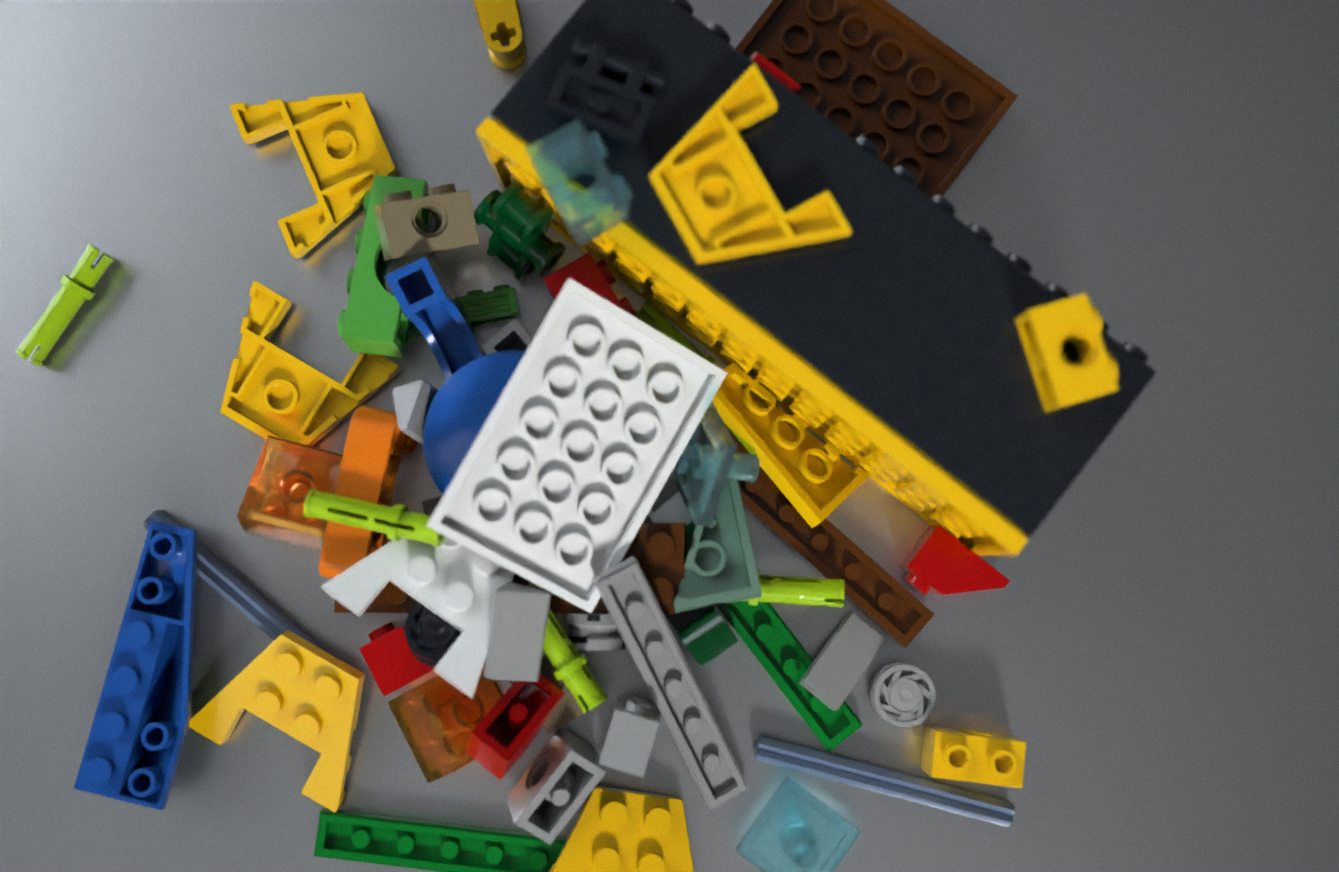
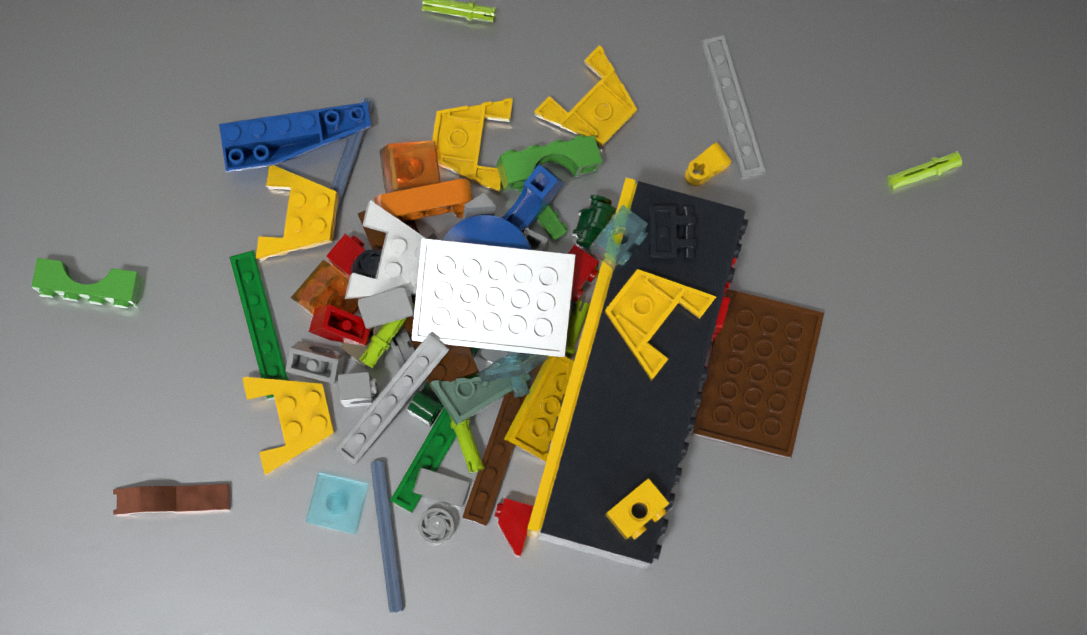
camera: 65 degrees right, 5 degrees down
(354, 512) = (416, 223): lime pin -> none
(453, 218) = (581, 187): dark tan brick -> none
(973, 756) = (419, 575): yellow brick -> none

